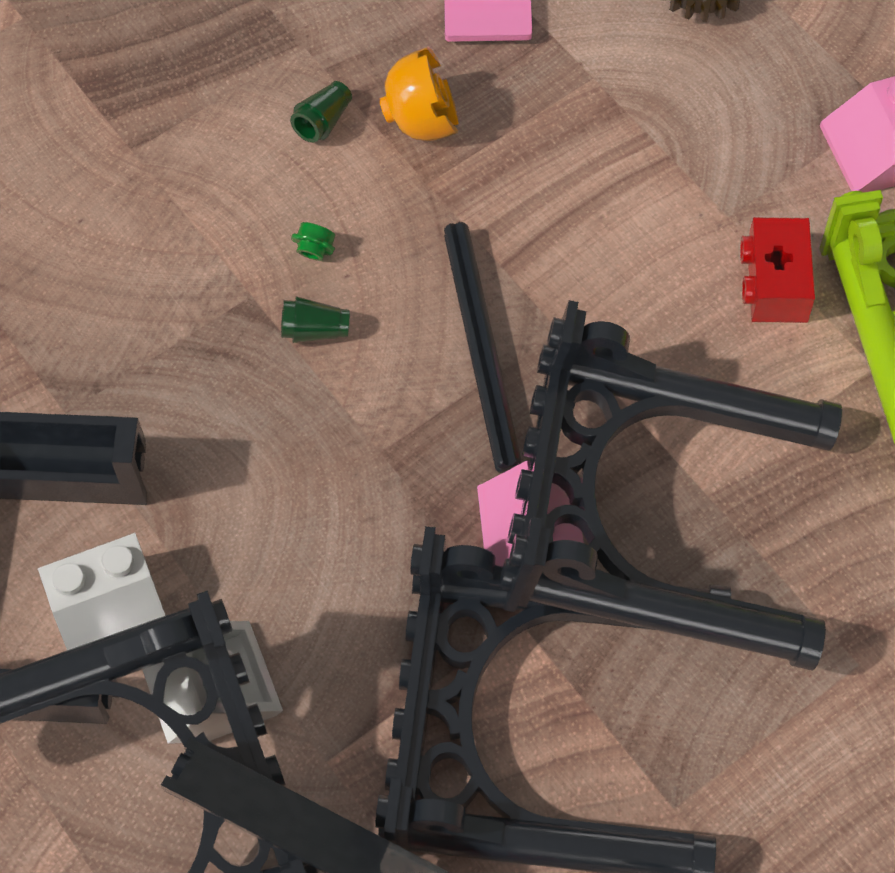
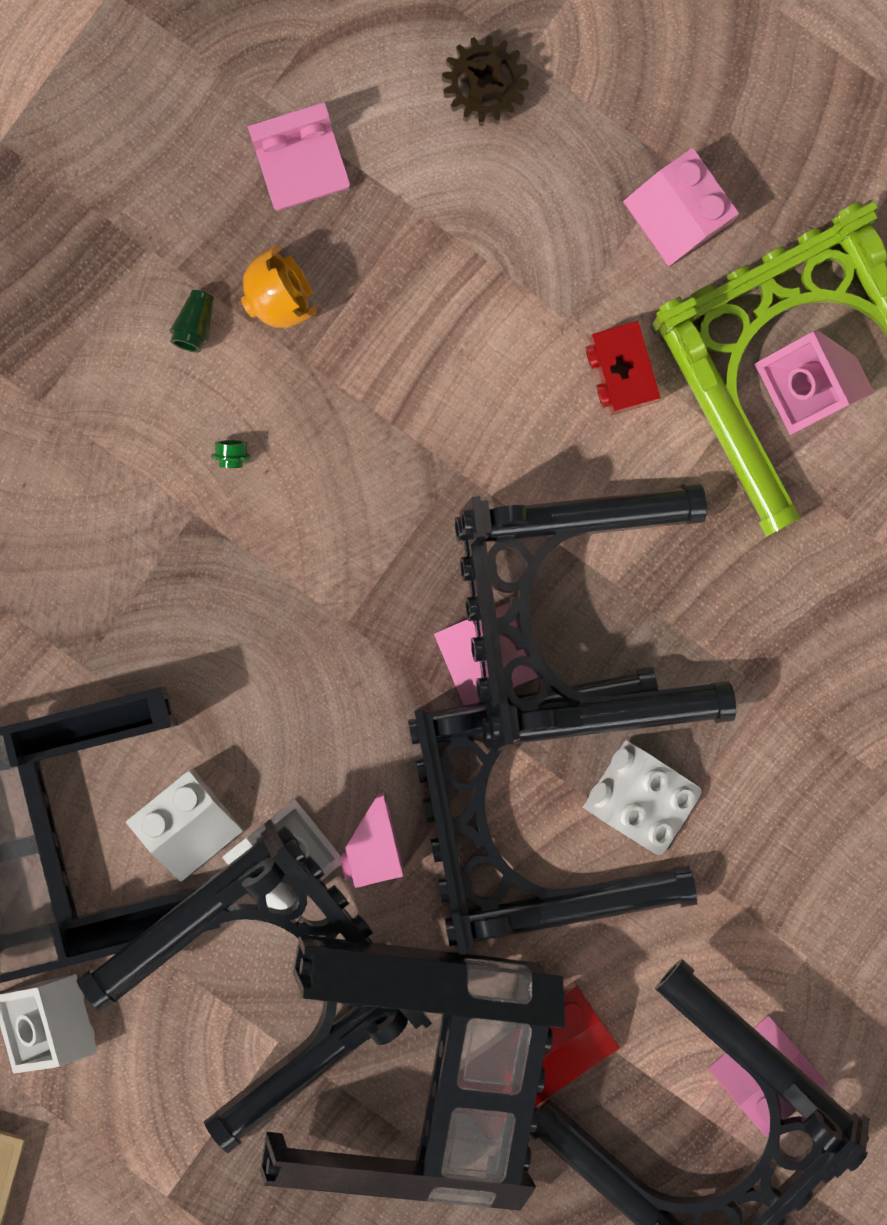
camera: 20 degrees left, 25 degrees up
(312, 320) = (256, 529): dark green cone -> none
(321, 685) = (373, 849): none -> bright pink slope
(482, 347) = (399, 507): black axle -> none
(678, 740) = (643, 798): none -> white bracket

